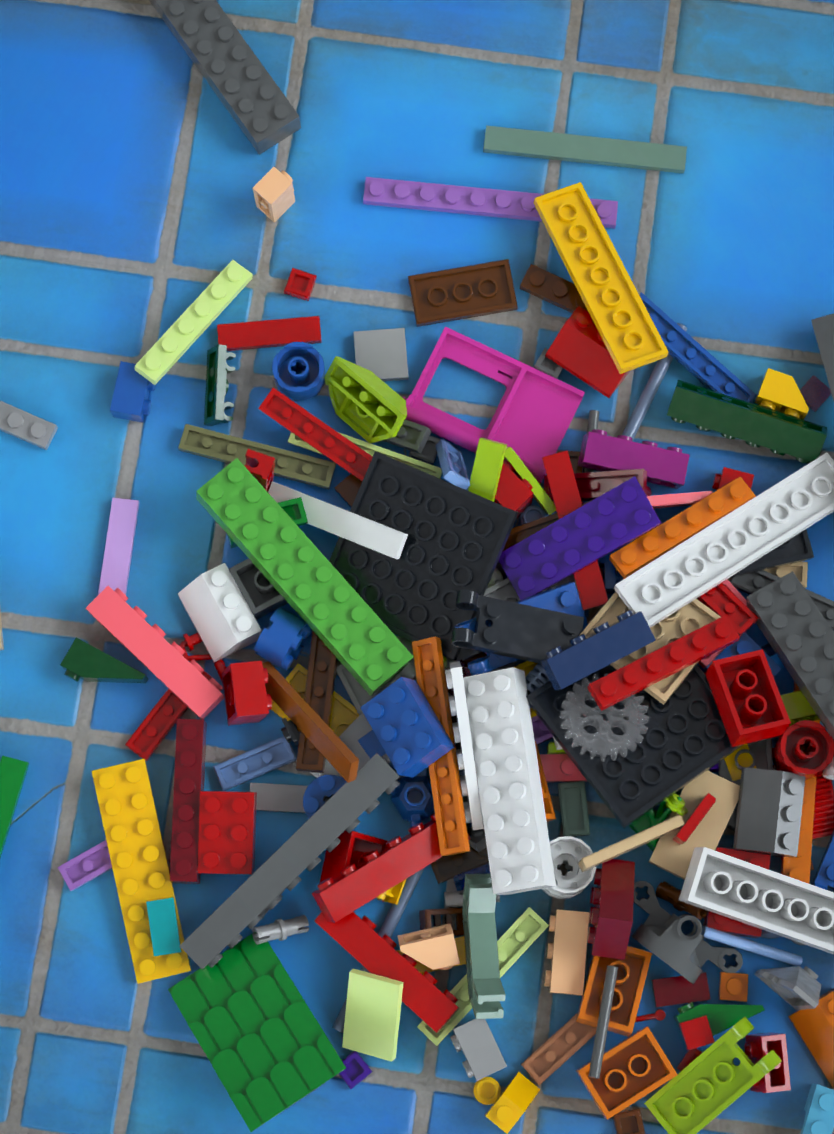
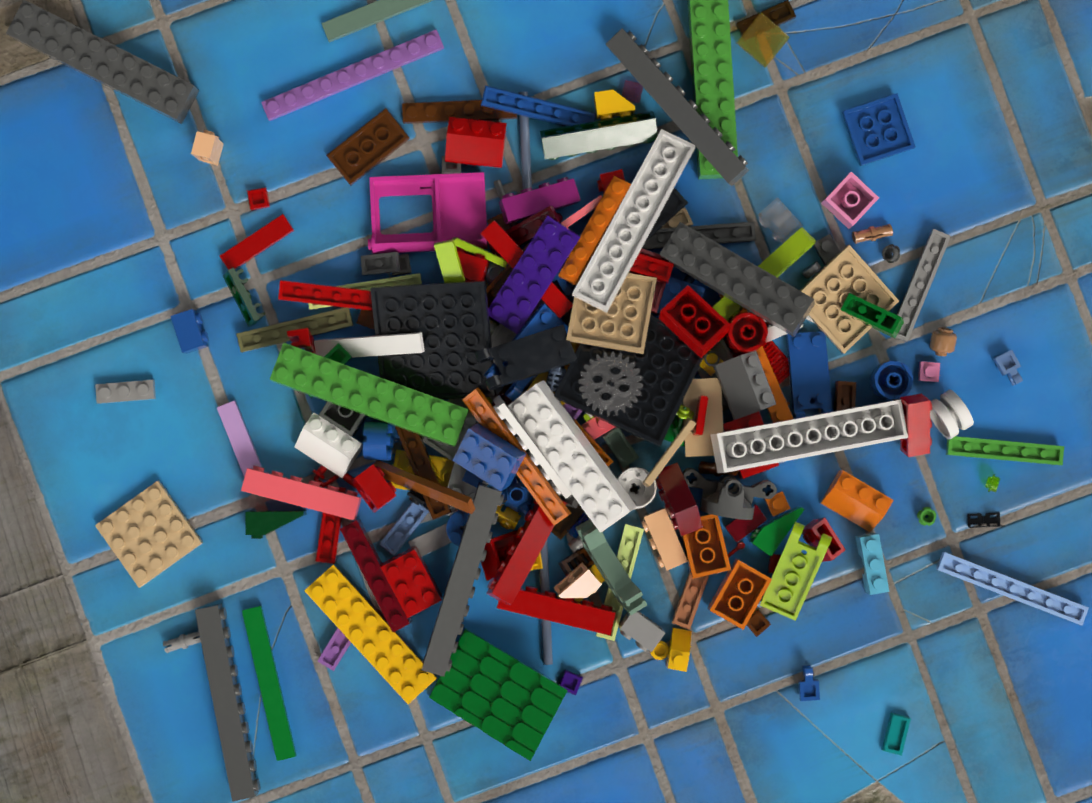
camera: 30 degrees left, 10 degrees up
(163, 926) = (404, 662): teal tile -> none
(193, 322) = (203, 263): yellowish green plate -> none
(280, 929) = (478, 623): light grey pin -> none
(285, 366) = (280, 255): blue brick -> none
(364, 401) = (344, 255): lime wedge -> none
(372, 1014) = (564, 645): yellowish green tile -> none
(382, 353) = (337, 218): light grey tile -> none
(387, 821) = (508, 518): none -> yellow hinge
(452, 464) = (424, 269): medium blue tile -> none
(597, 650) = (584, 343): dark blue brick -> none
(600, 278) = (453, 90): yellow plate -> none
(603, 1022) = (710, 573): dark grey bar -> none
(663, 662) = (629, 328): red plate -> none
(696, 1032) = (770, 546): red tile -> none
(751, 946) = (776, 473): light blue bar -> none
(793, 985) = (816, 483): light grey wedge -> none

